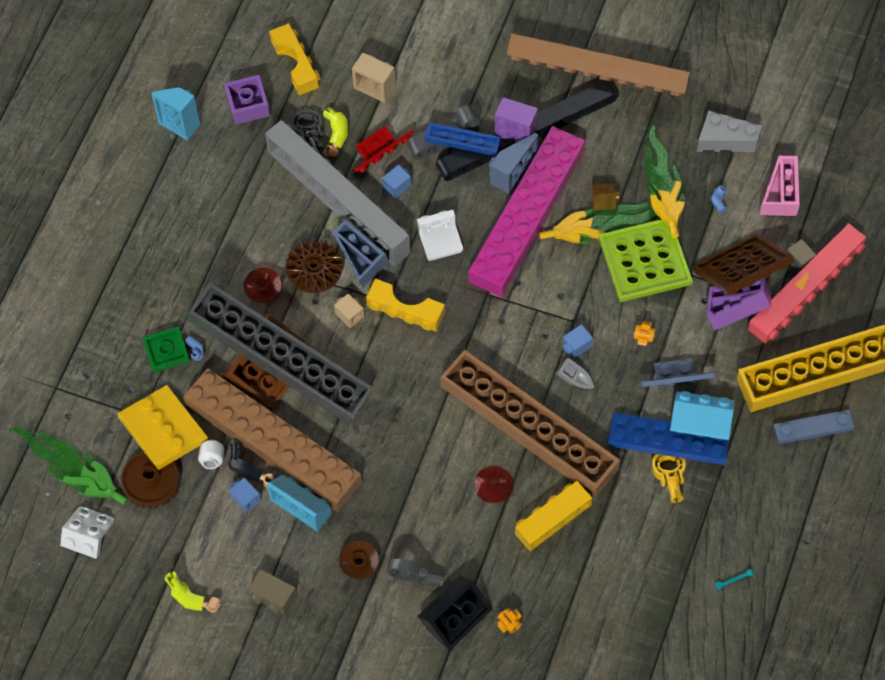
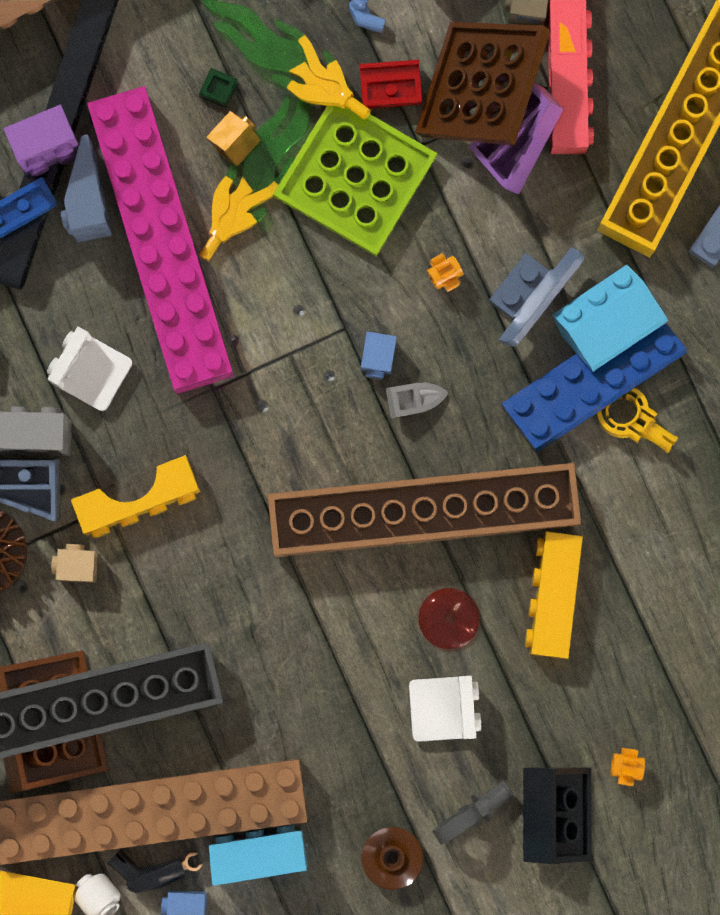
camera: 50 degrees left, 20 degrees up
(450, 518) = (444, 708): none -> white bracket
(619, 173) = (218, 88): none -> dark green tile
(701, 236) = (390, 84): none -> red plate

